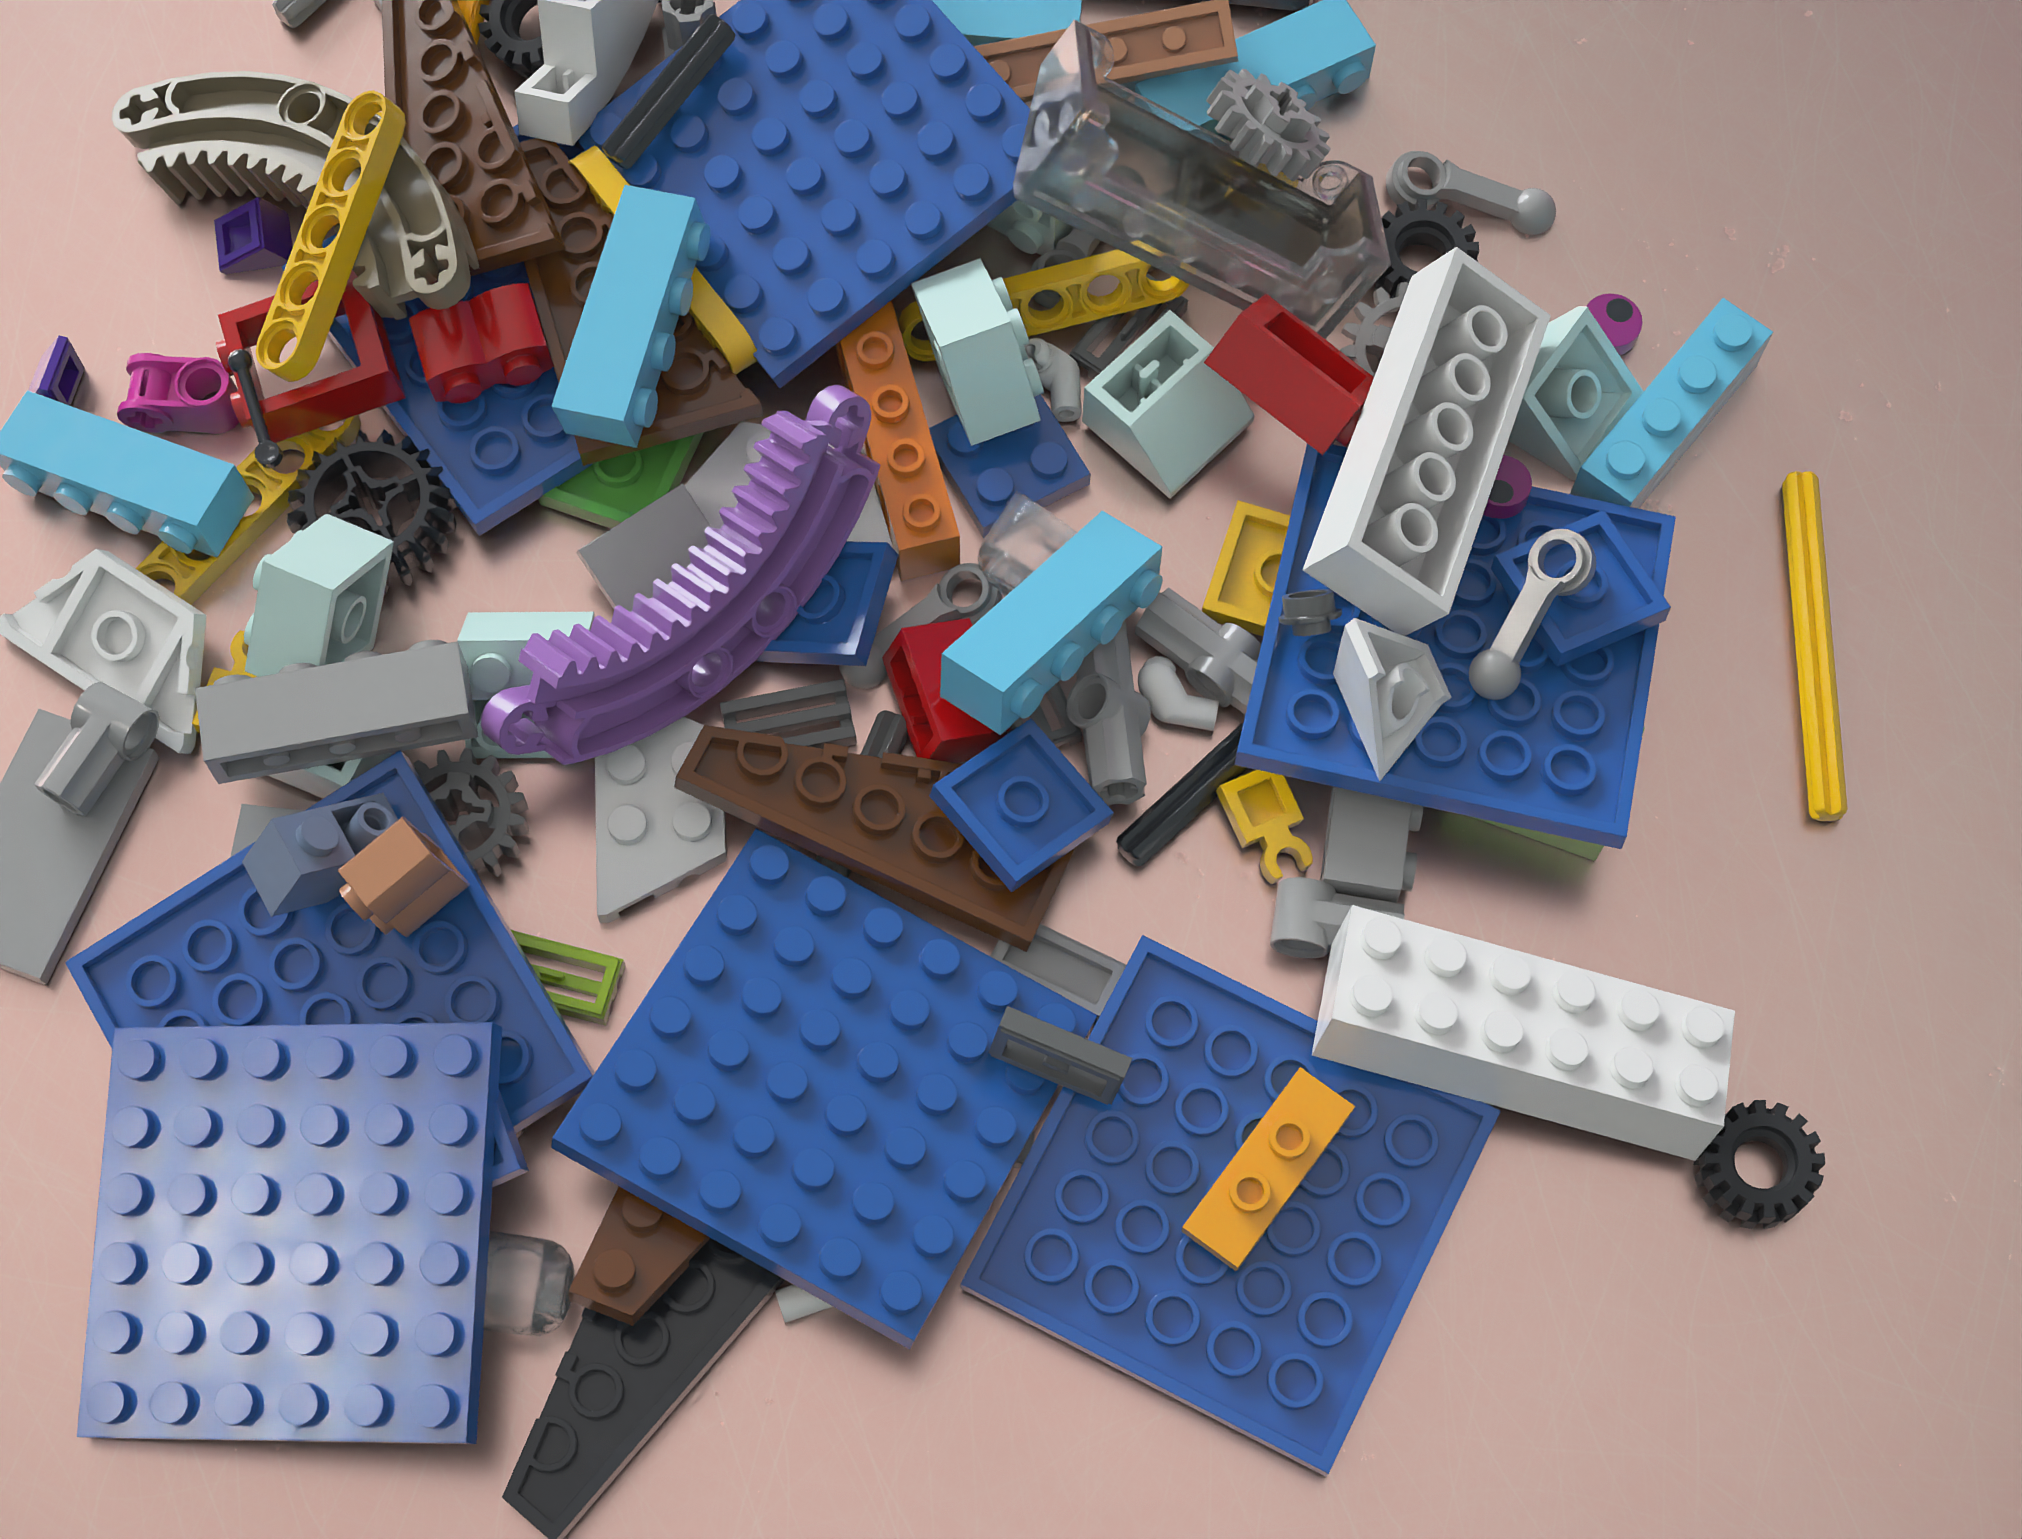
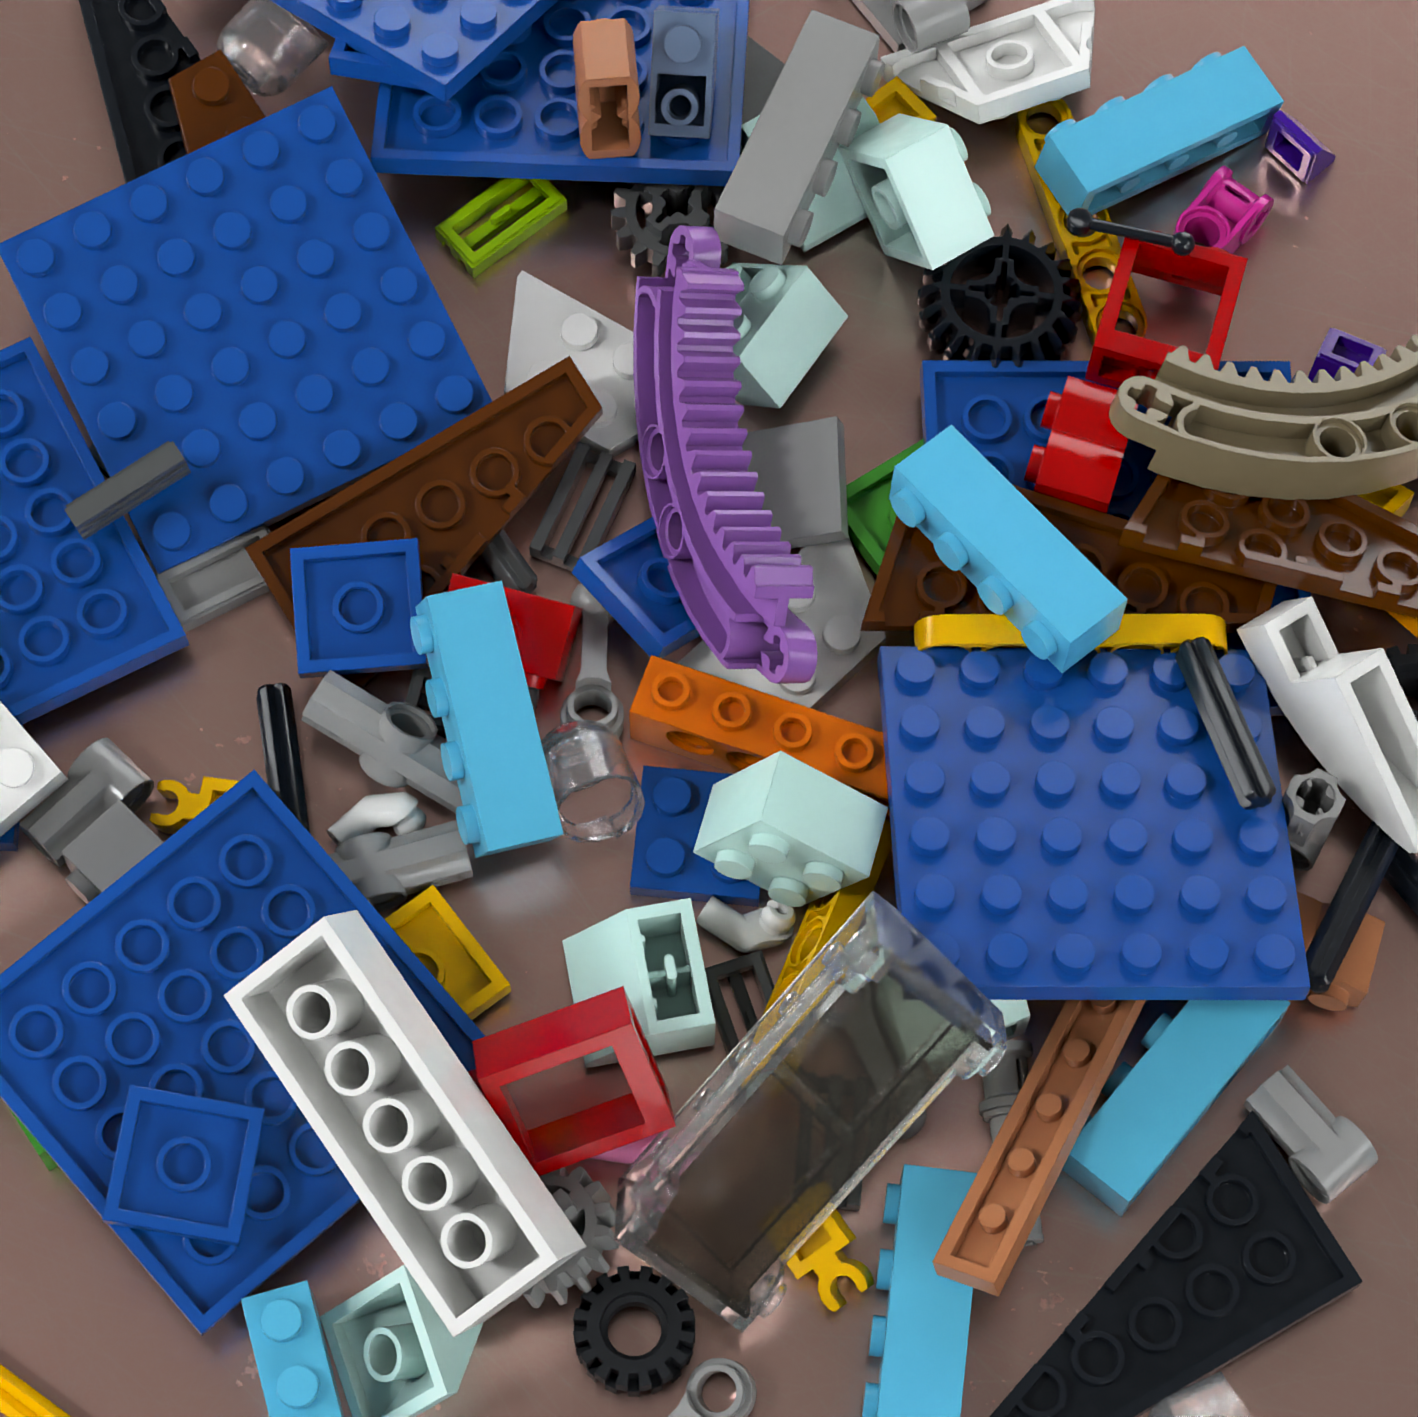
camera: 125 degrees right, 0 degrees up
(334, 263) = (1251, 375): yellow beam -> none
(1268, 124) = (851, 1212): light grey gear -> none
(1309, 611) = (325, 901): dark grey plate -> none
(1388, 689) = (206, 921): white slope -> none
(1497, 670) = (164, 1033): light grey piece -> none
(1509, 489) = (331, 1193): magenta tile -> none

